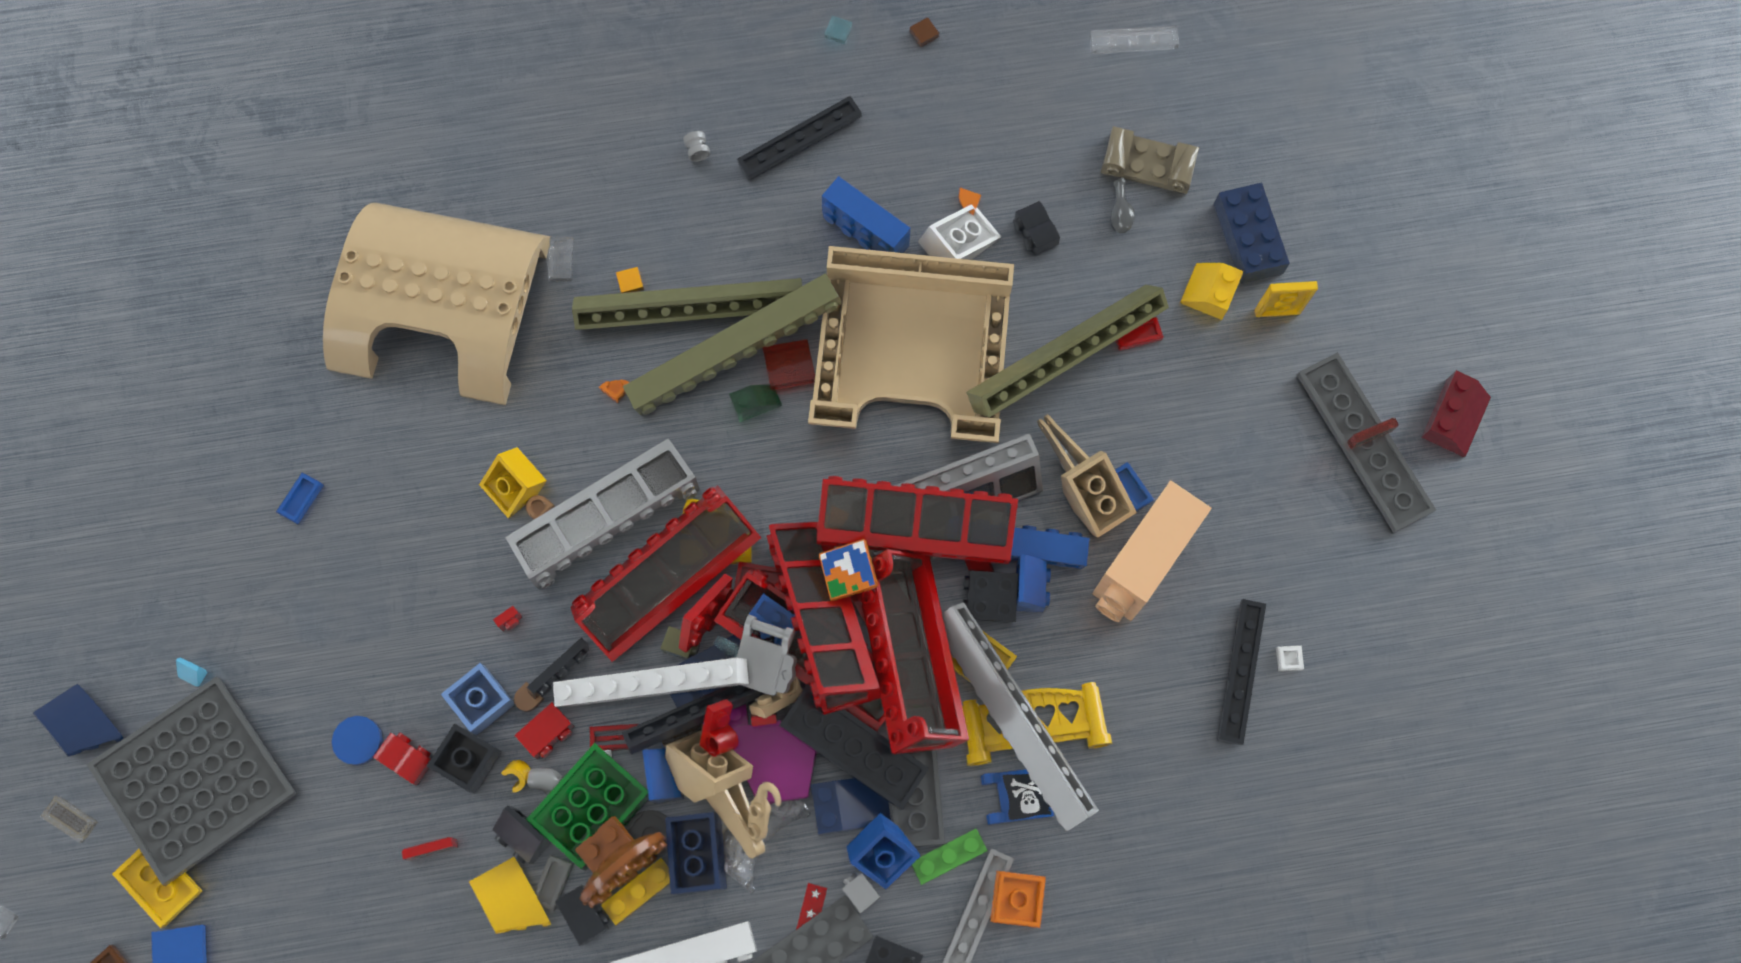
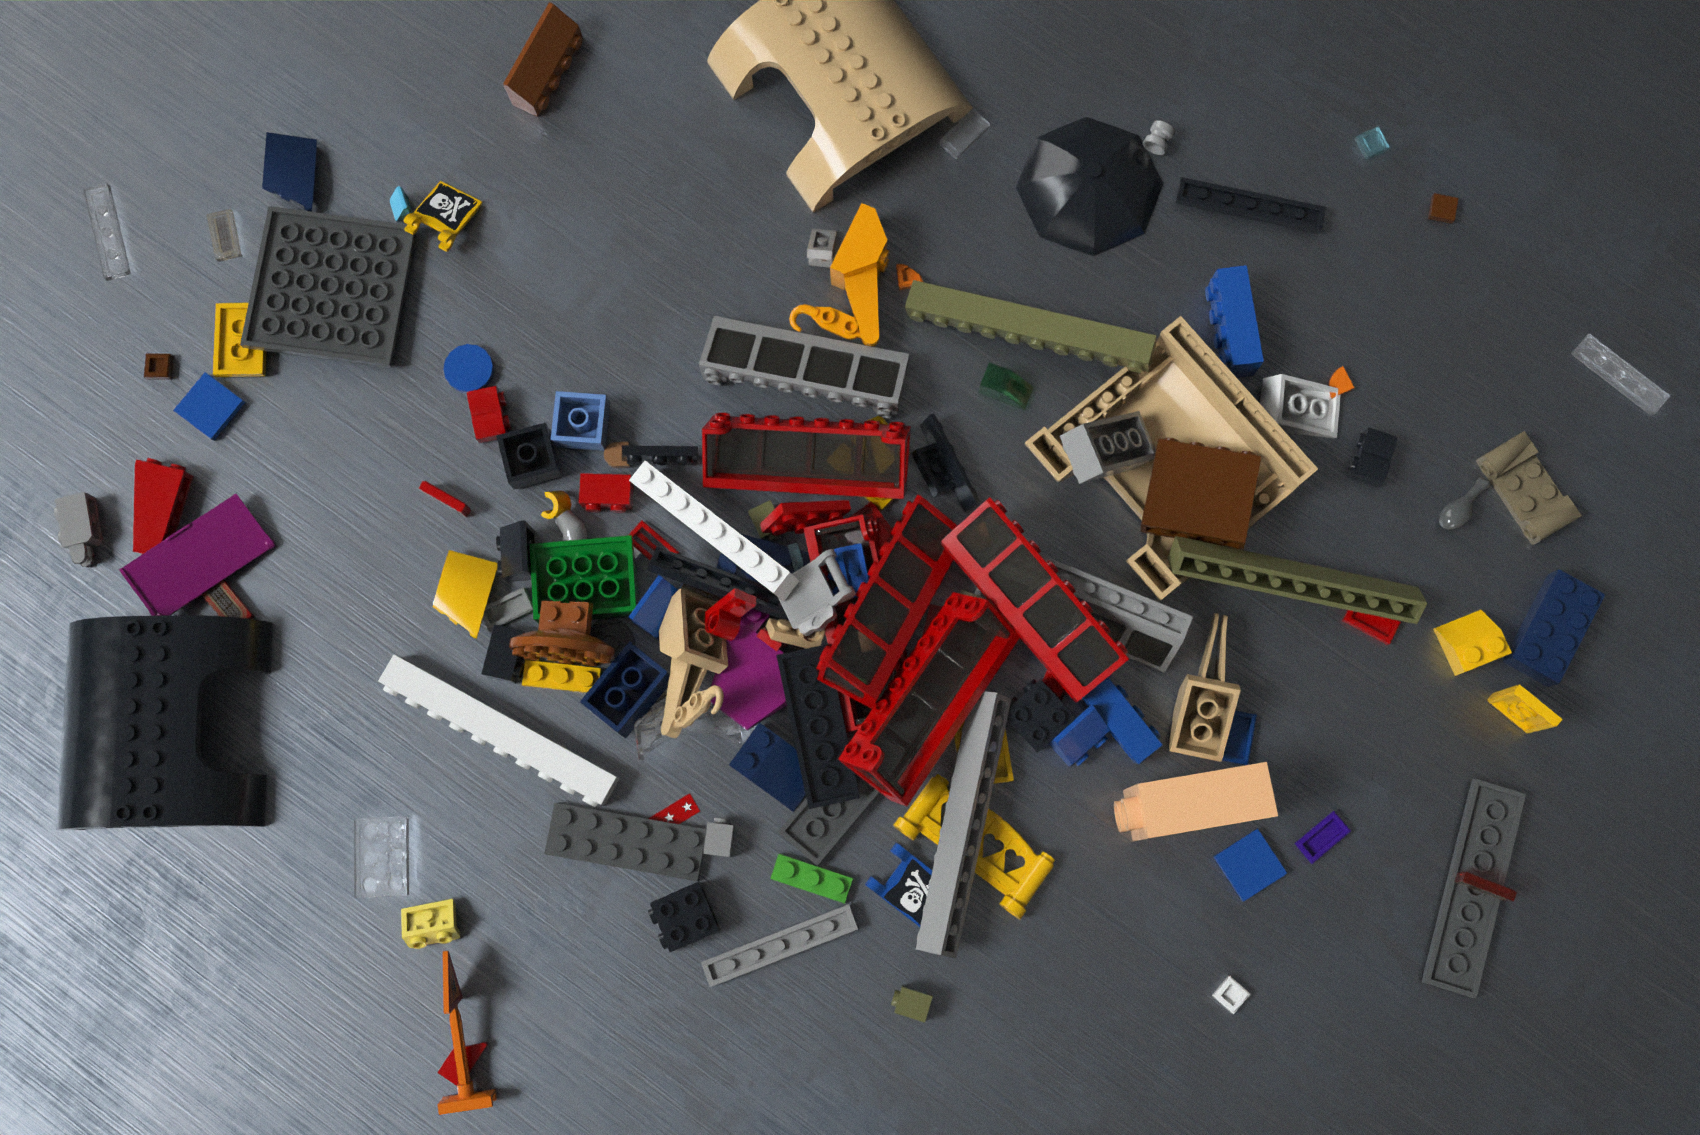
camera: 50 degrees right, 5 degrees up
(204, 473) = (543, 60): none -> dark orange slope
(229, 645) = (445, 211): none -> flag
(300, 498) = (595, 145): blue tile -> none
(508, 619) = (659, 381): red plate -> none
(512, 481) = (761, 277): yellow slope -> none
(536, 422) = (821, 247): none -> light grey slope
(538, 506) = (762, 315): medium nougat tile -> none
(578, 416) = (856, 271): none -> light orange slope
(629, 280) = (1001, 200): light orange tile -> none
(678, 303) = (1021, 254): olive brick -> none
(680, 219) = (1089, 186): none -> black piece
(764, 493) = (941, 466): none -> black bracket
(789, 364) = (1061, 382): clear red tile -> none
(848, 570) = (942, 587): tile -> none
(865, 375) = (1108, 446): none -> light grey brick
(882, 851) = (764, 824): blue slope -> none
(954, 349) = (1201, 493): none -> reddish brown panel
(1018, 899) = (831, 962): orange tile -> none
(1098, 872) = (911, 1003): none -> olive brick
(1218, 562) = (1250, 865): none -> blue tile
(1242, 672) = (1181, 966): black plate -> none
(1244, 500) = (1322, 837): none -> dark purple tile
(1457, 413) = (1578, 941): dark red slope -> none

